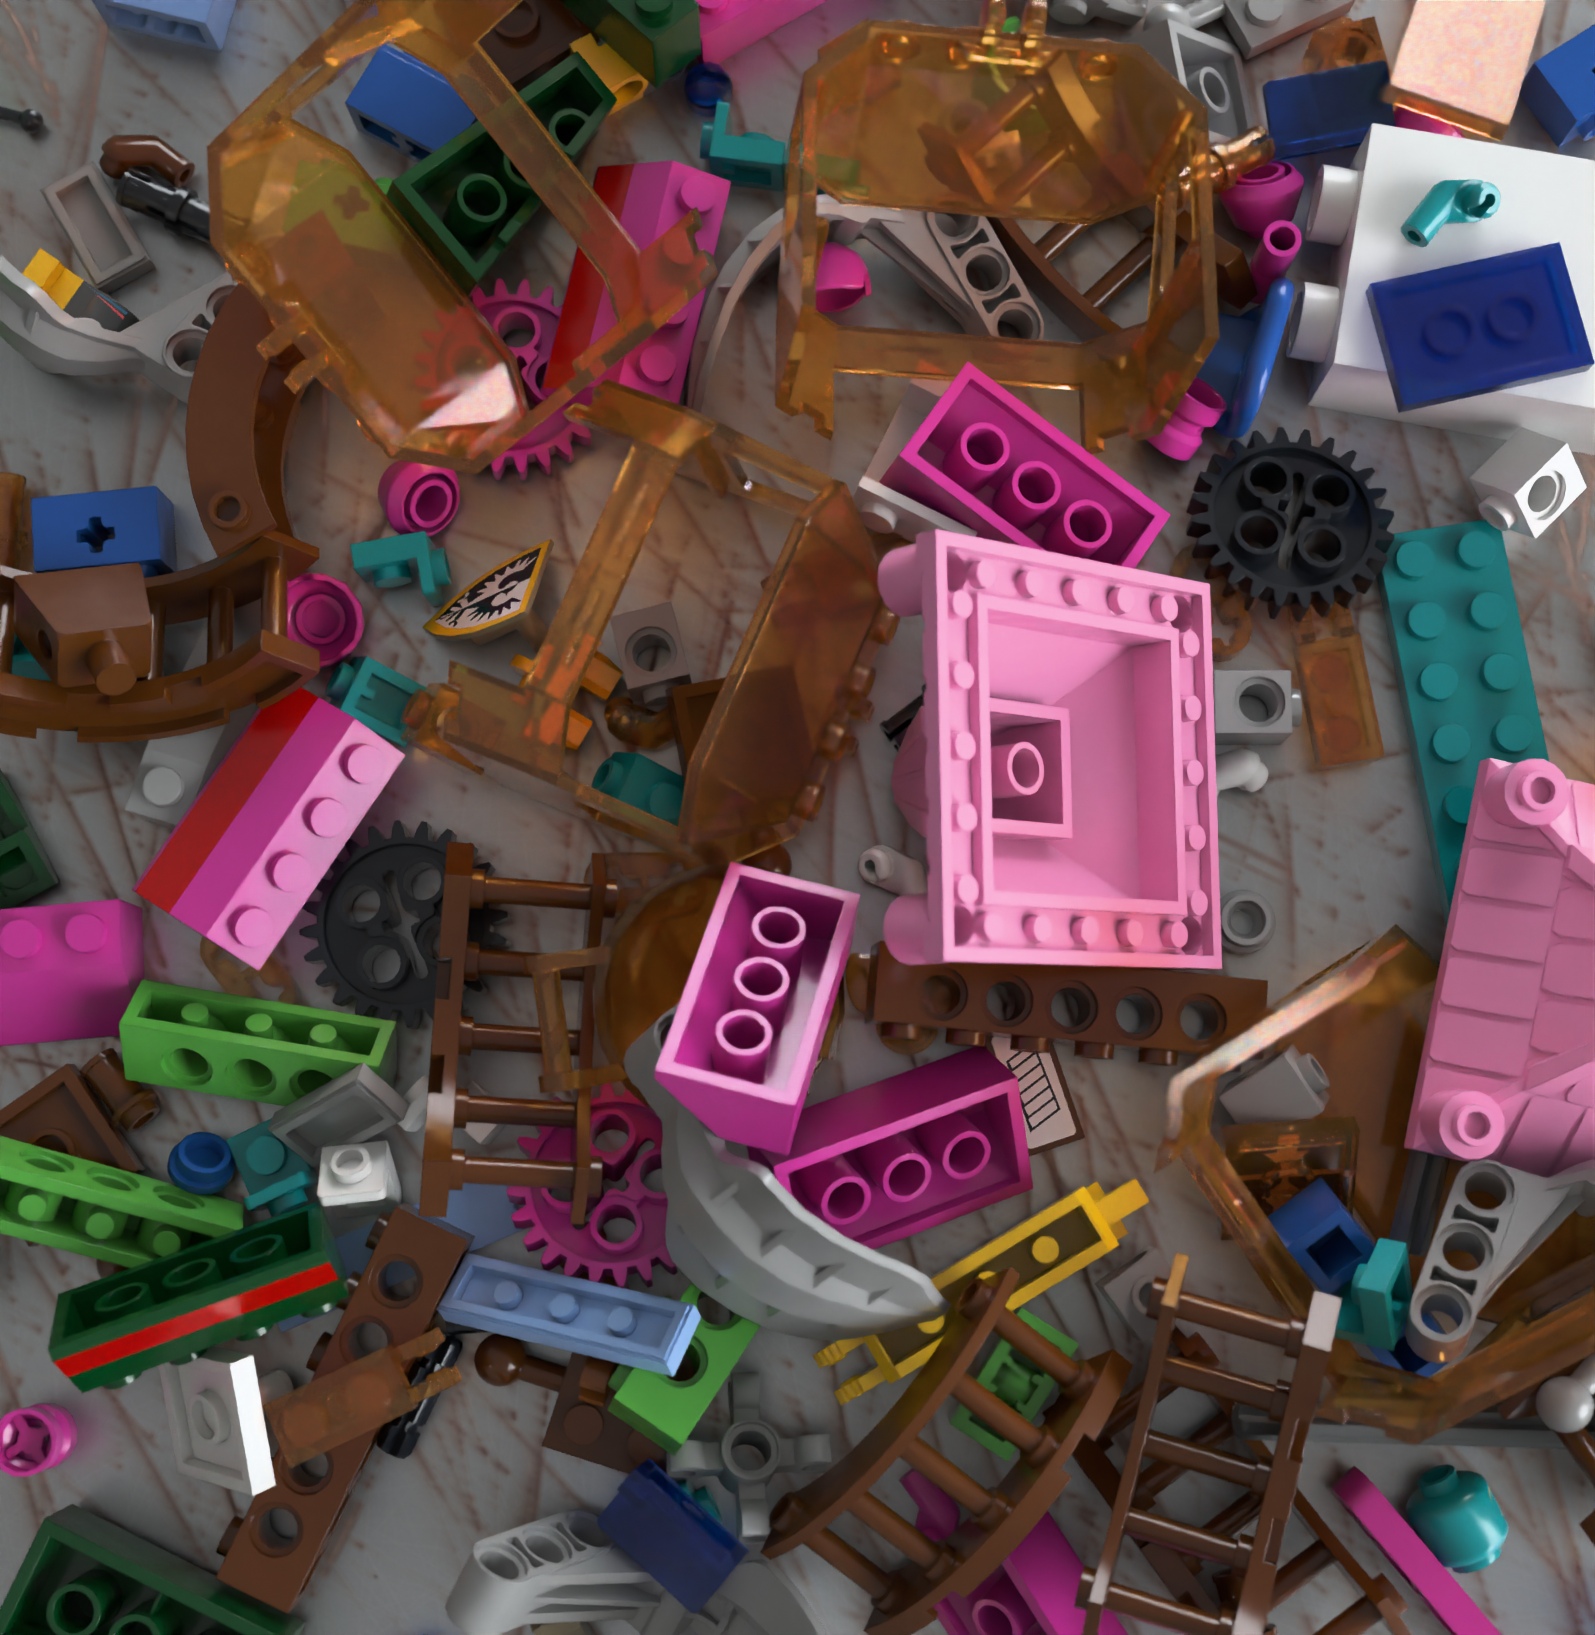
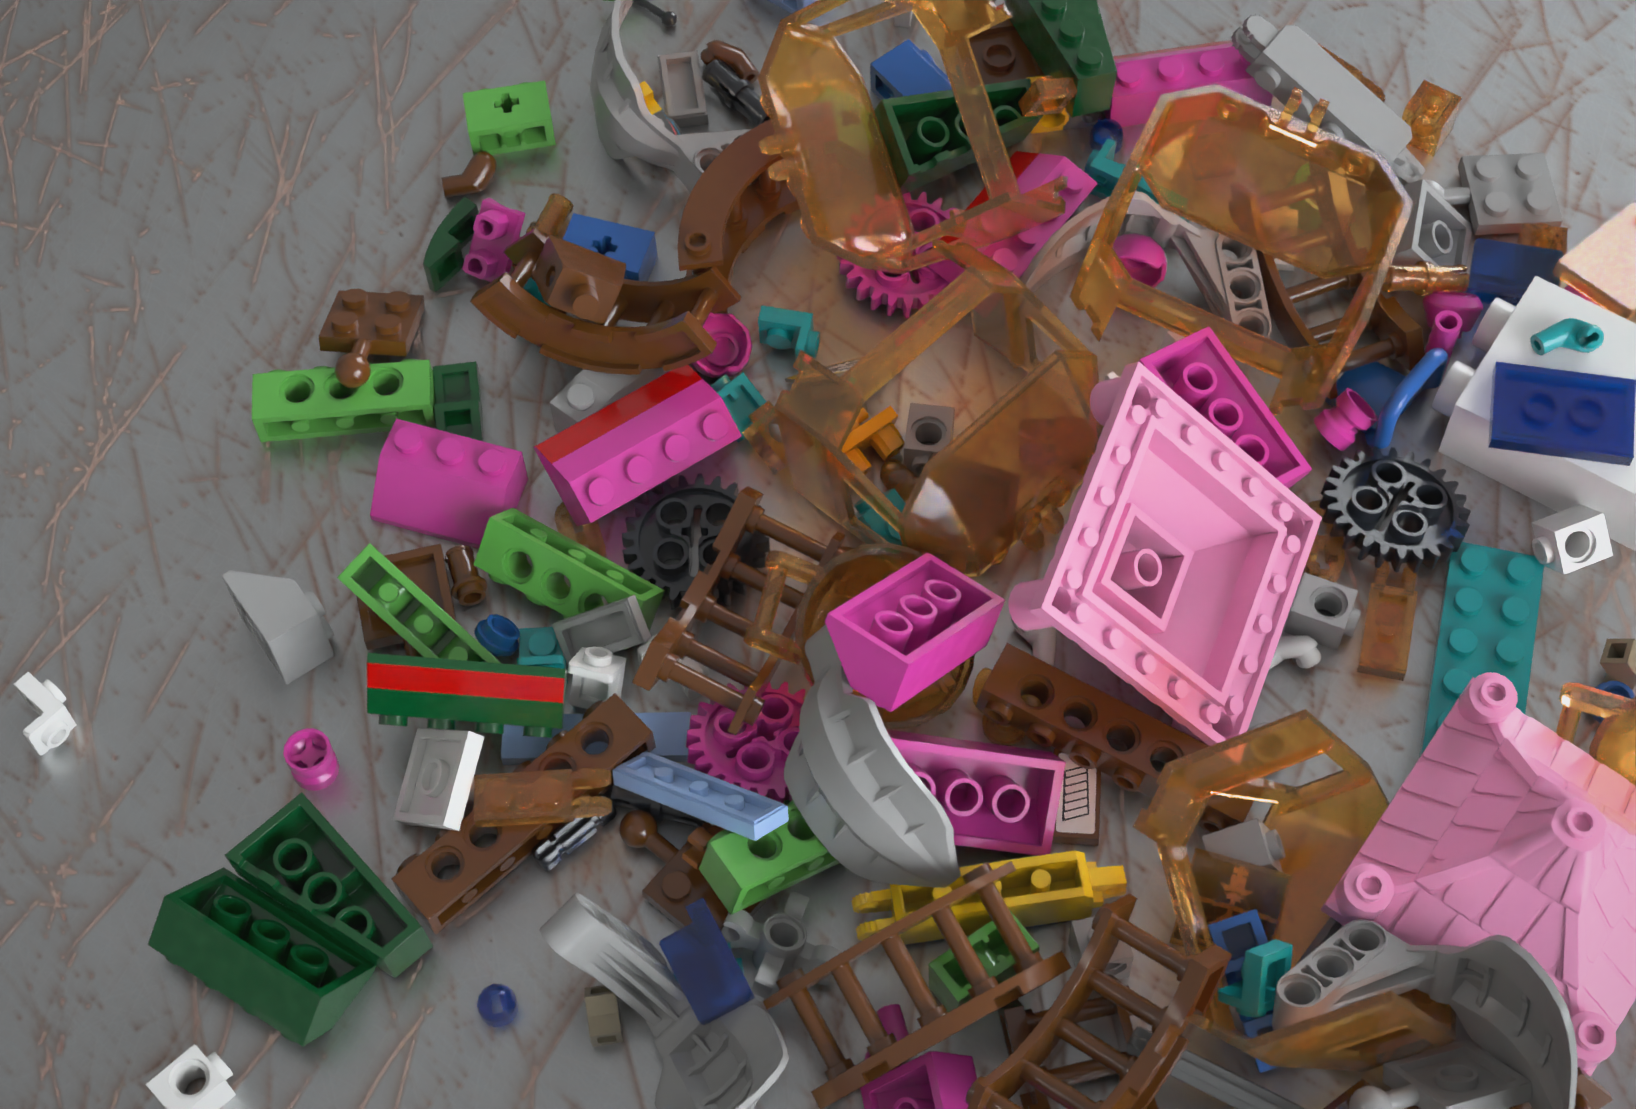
camera: 20 degrees right, 20 degrees down
(418, 497) = (819, 294): dark pink cone -> none
(614, 75) = (1047, 96): none -> clear orange plate

